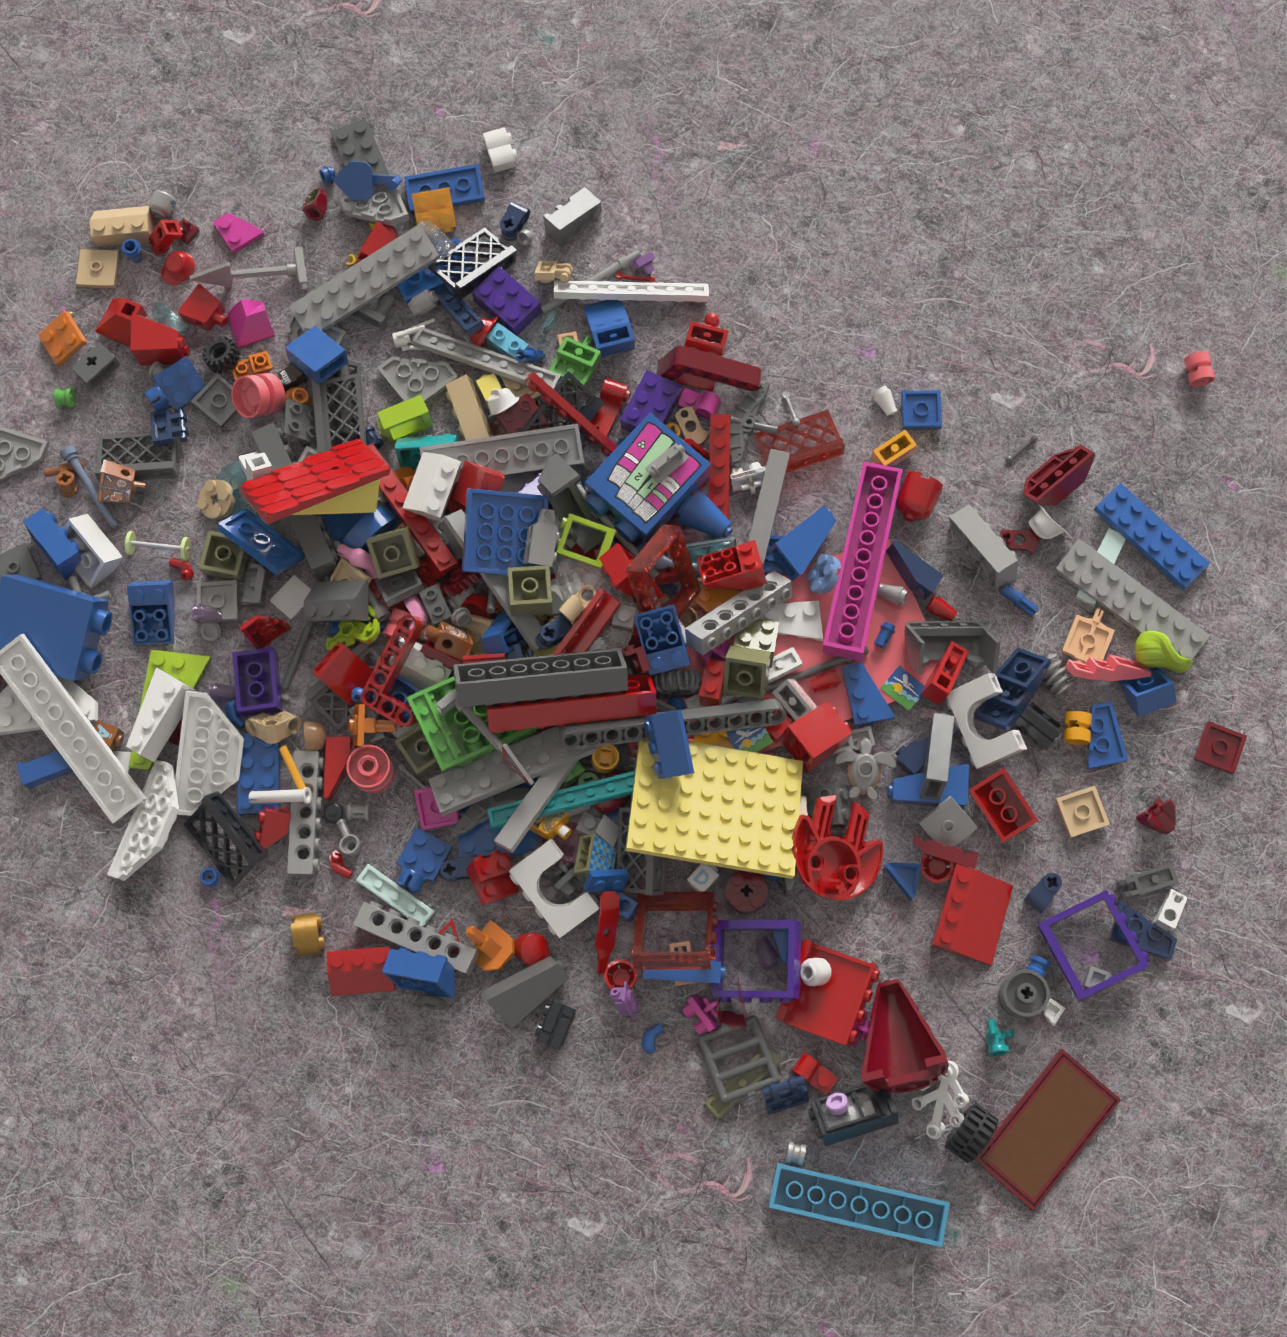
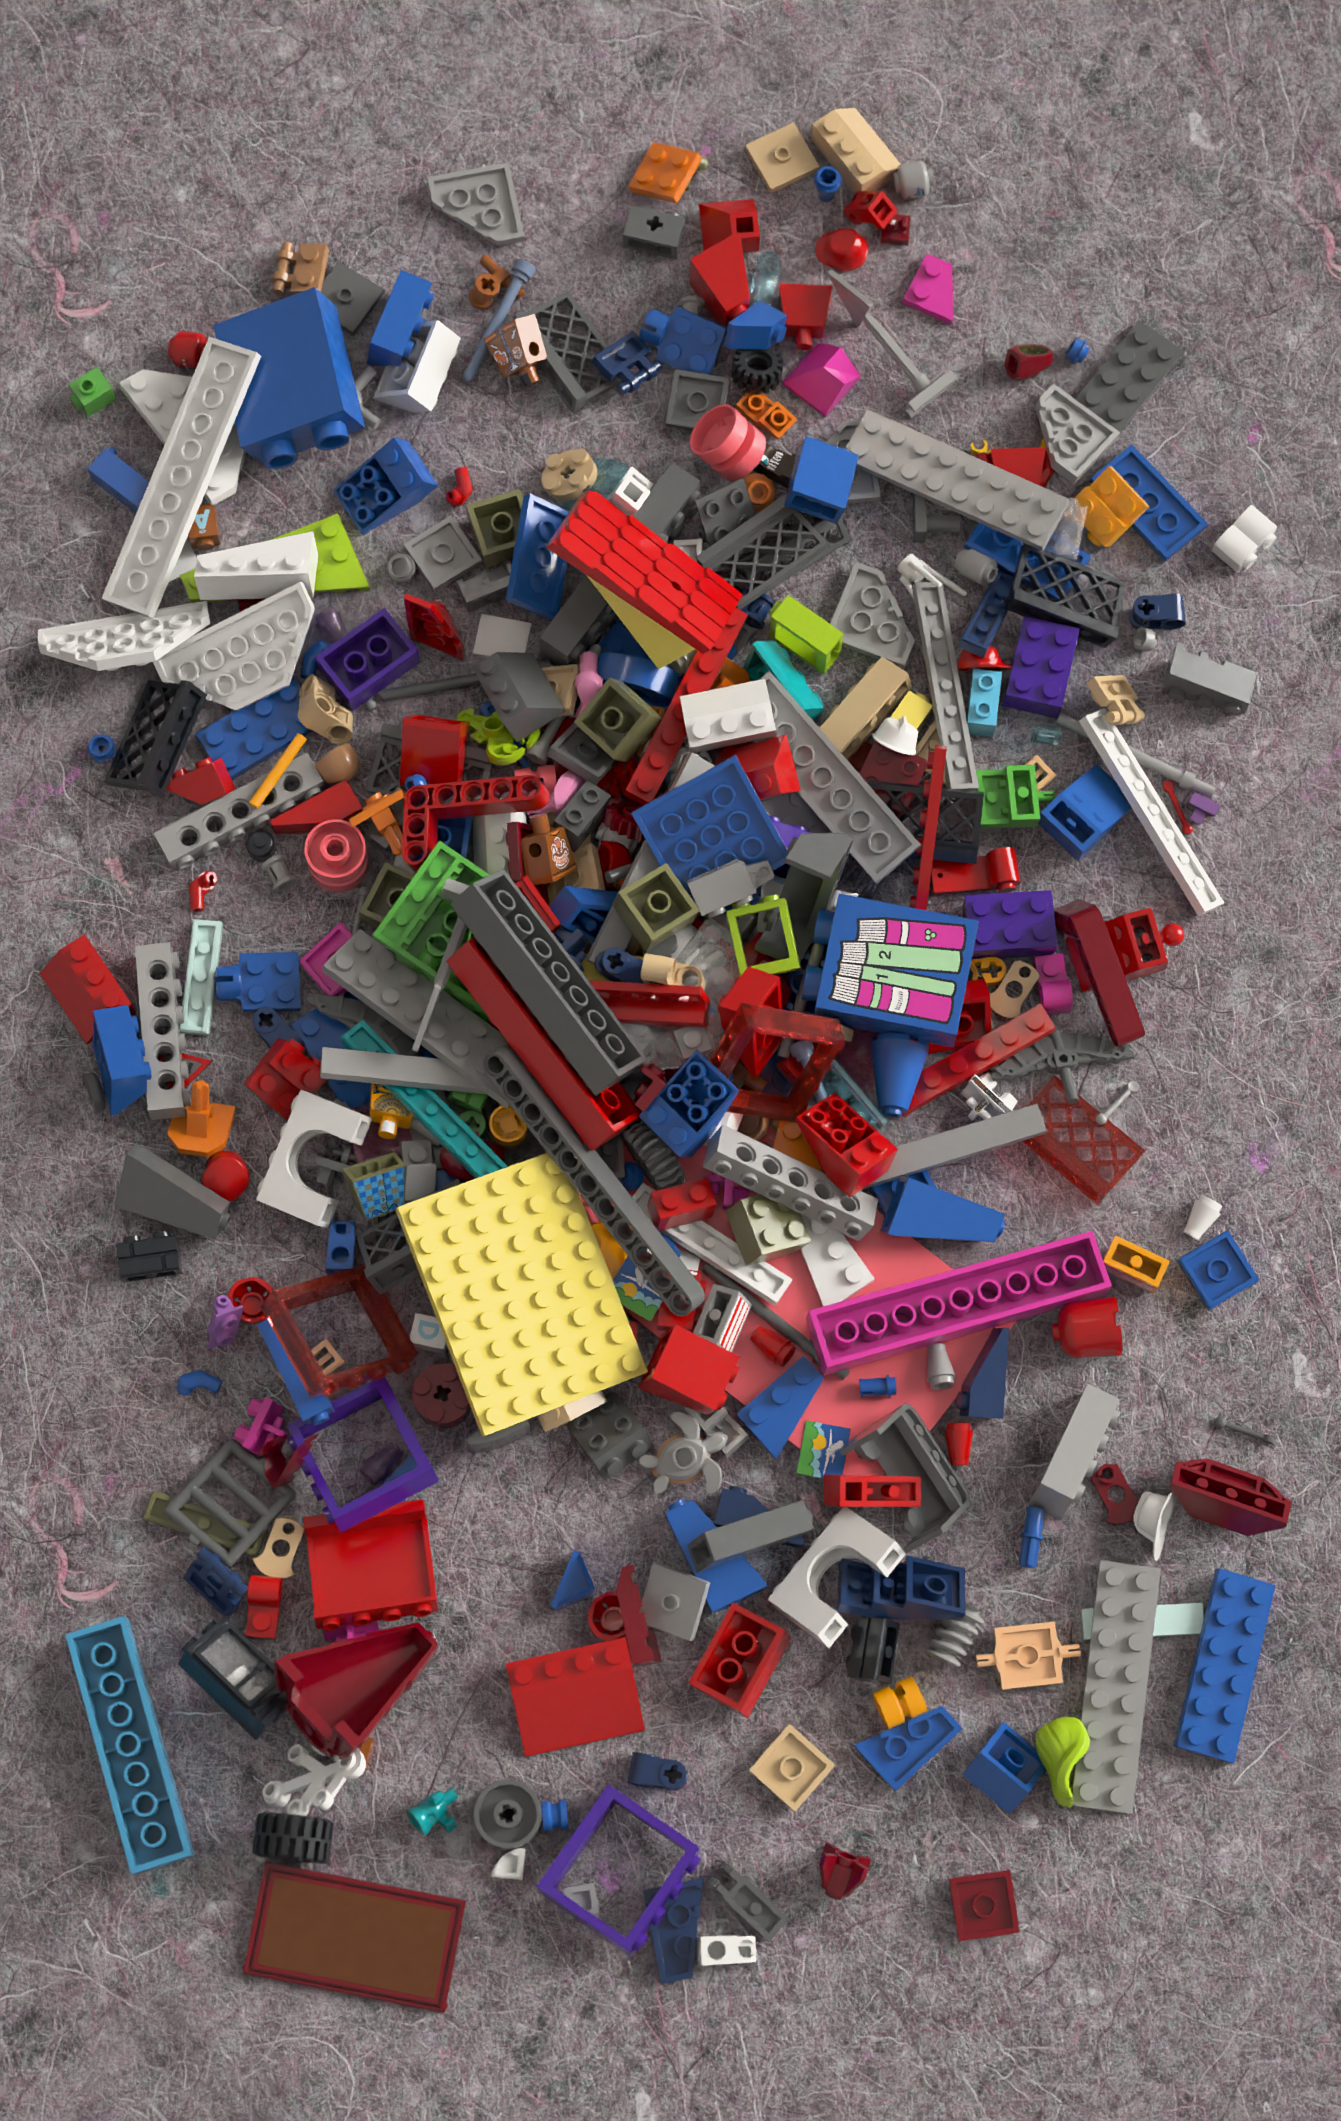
camera: 55 degrees right, 0 degrees up
(64, 398) = (591, 222): bright green wheel -> none
(130, 543) = (455, 410): yellowish green axle -> none
(197, 339) = (756, 328): none -> blue slope
(205, 614) = (415, 549): clear purple cone -> none
(281, 796) = (255, 794): white pin -> none
(306, 934) = (93, 899): pearl gold brick -> none
(348, 840) = (235, 882): light grey bar -> none
(357, 180) = (1087, 389): blue piece -> none
(461, 617) = (583, 848): light grey plate -> none
(530, 355) = (984, 737): blue axle -> none
(606, 880) = (355, 1213): blue plate -> none
(607, 920) = (311, 1243): red piece -> none
(667, 462) = (922, 979): light grey hinge -> none
(669, 744) = (554, 1184): blue slope -> none
(746, 672) = (716, 1235): olive brick -> none
(794, 1050) = (275, 1565): none -> tan piece
(795, 1154) = (151, 1635): light grey wheel -> none
(815, 971) = (387, 1534): white head -> none
(823, 575) = (909, 1262): medium blue plate -> none
(835, 855) = (548, 1477): red piece -> none
(837, 1103) = (237, 1650): lavender tile -> none
(1112, 669) = (1005, 1707): coral slope -> none

